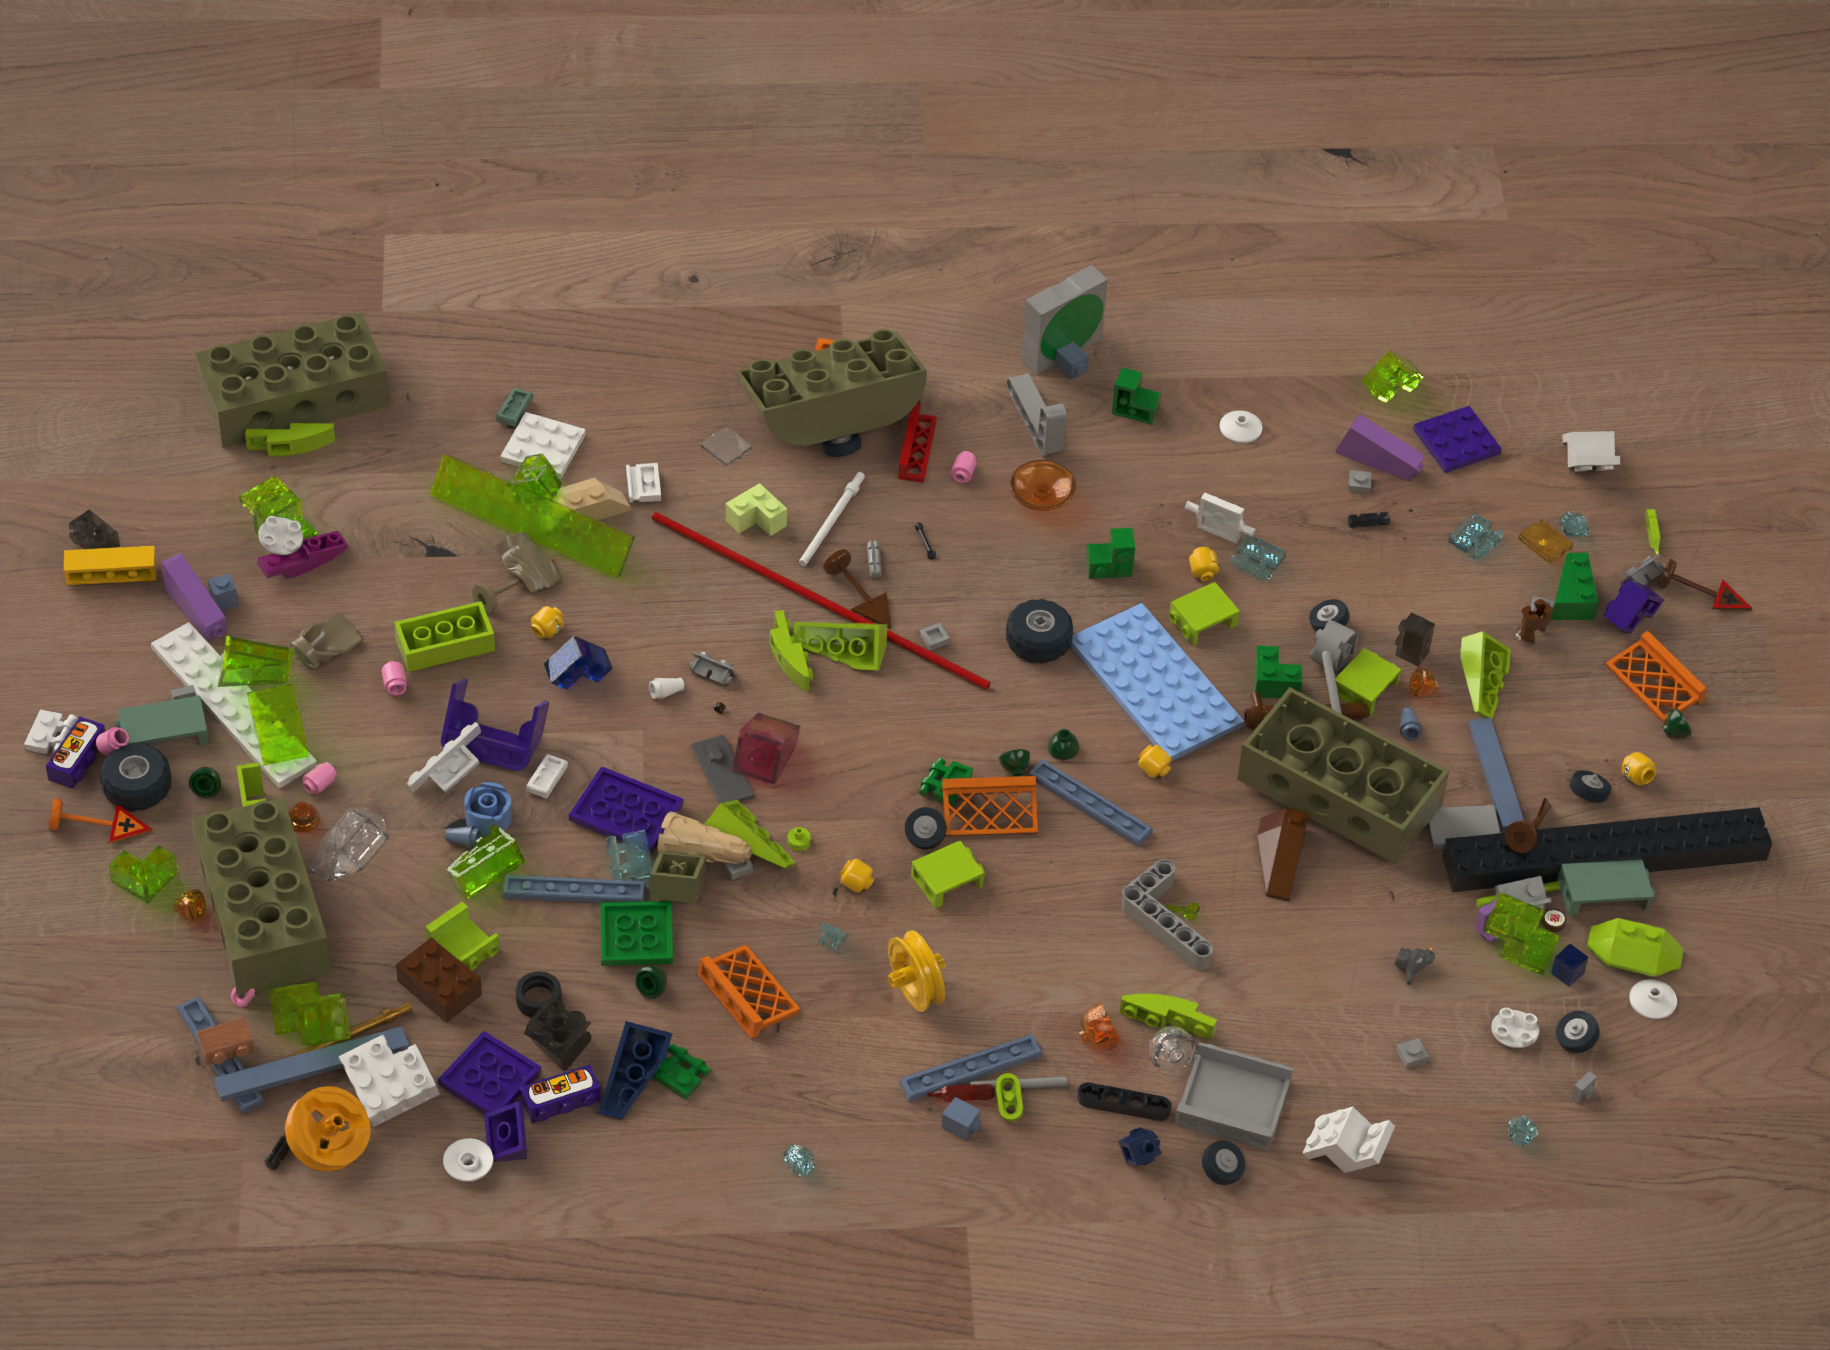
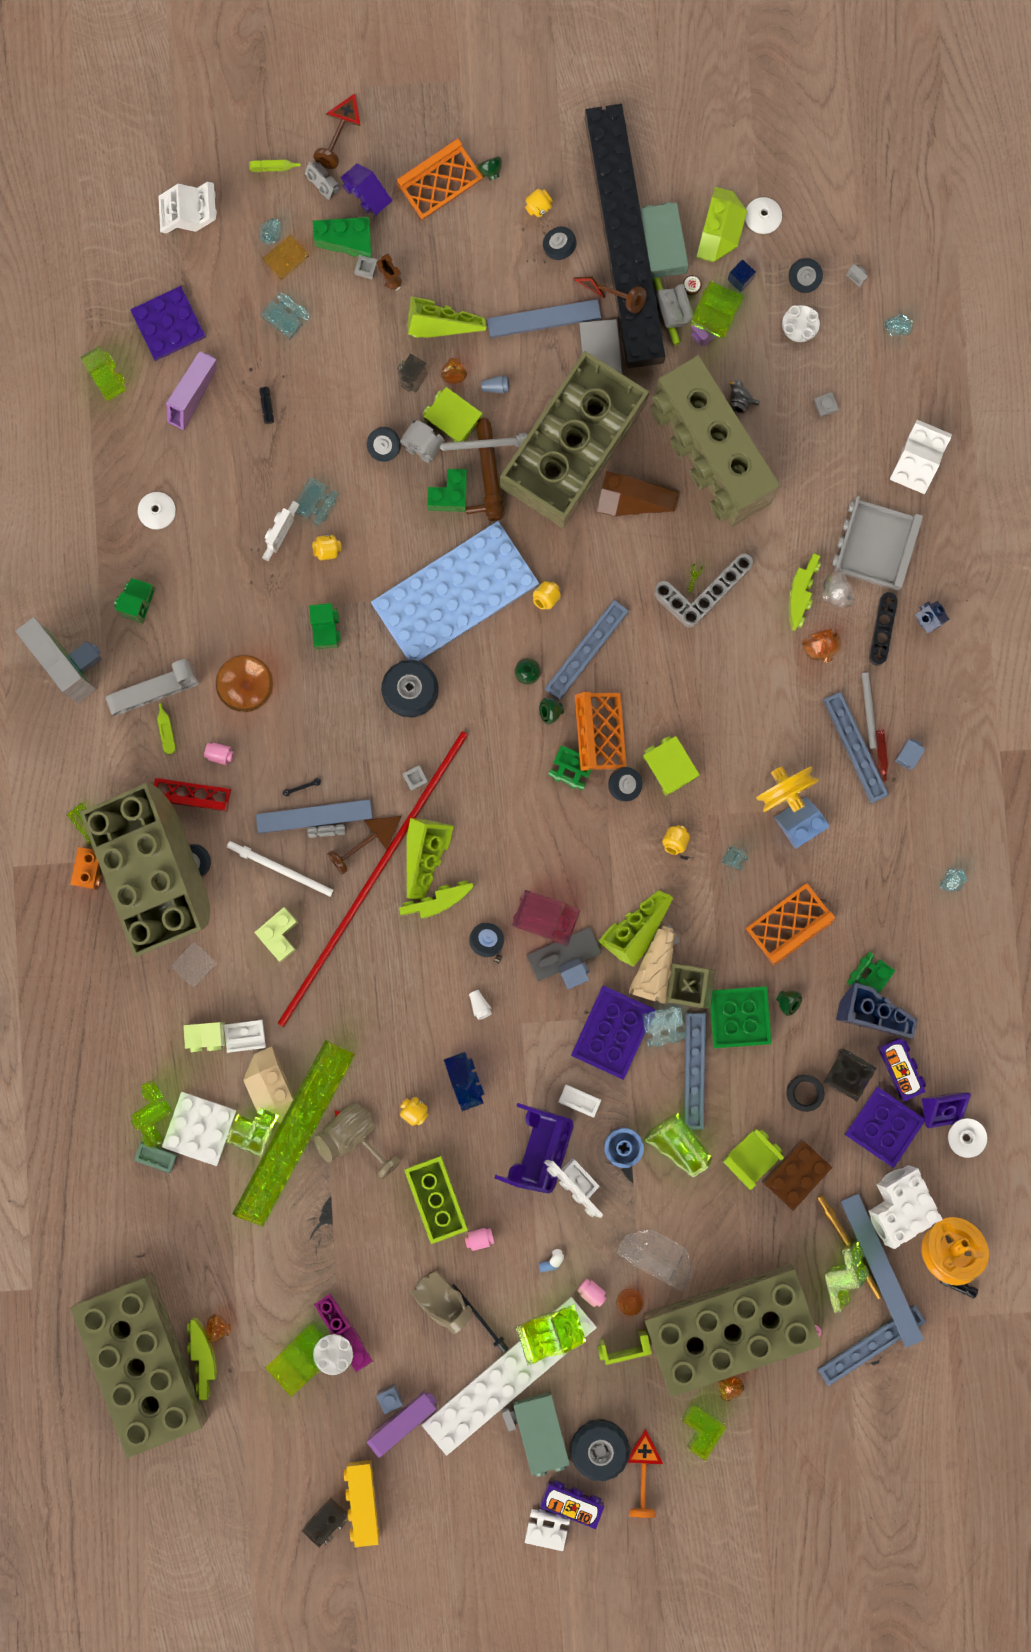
camera: 90 degrees left, 35 degrees up
(112, 740) = (570, 1475): bright pink brick -> none
(205, 782) = (598, 1389): dark green brick -> none
(225, 1041) = (871, 1342): nougat brick -> none
(253, 663) = (478, 1365): clear neon green wedge -> none
(318, 671) = (499, 1341): none -> black sword
(321, 451) = (217, 1328): none -> clear orange brick
(359, 747) = (554, 1262): none -> arm
(464, 836) = (647, 1165): sand blue cone -> none
(563, 397) = (151, 1114): none -> clear neon green bracket
(645, 444) = (204, 1035): none -> yellowish green brick
(698, 770) = (574, 973): none -> sand blue brick
(720, 670) = (451, 973): light grey hinge -> none
(742, 693) = (486, 939): none -> black wheel
(799, 839) = (631, 892): lime tile -> none
(873, 1004) = (802, 824): none -> medium blue slope
(891, 550) = (314, 816): none -> sand blue tile
(988, 428) = (166, 731): none -> lime piece
(1010, 1098) = (888, 718): lime plate -> none
(1203, 610) = (383, 549): lime panel -> none
(1223, 1162) = (941, 553): black wheel -> none
(1347, 907) = (714, 442): none -> olive brick
(1359, 481) = (221, 410): light grey plate -> none

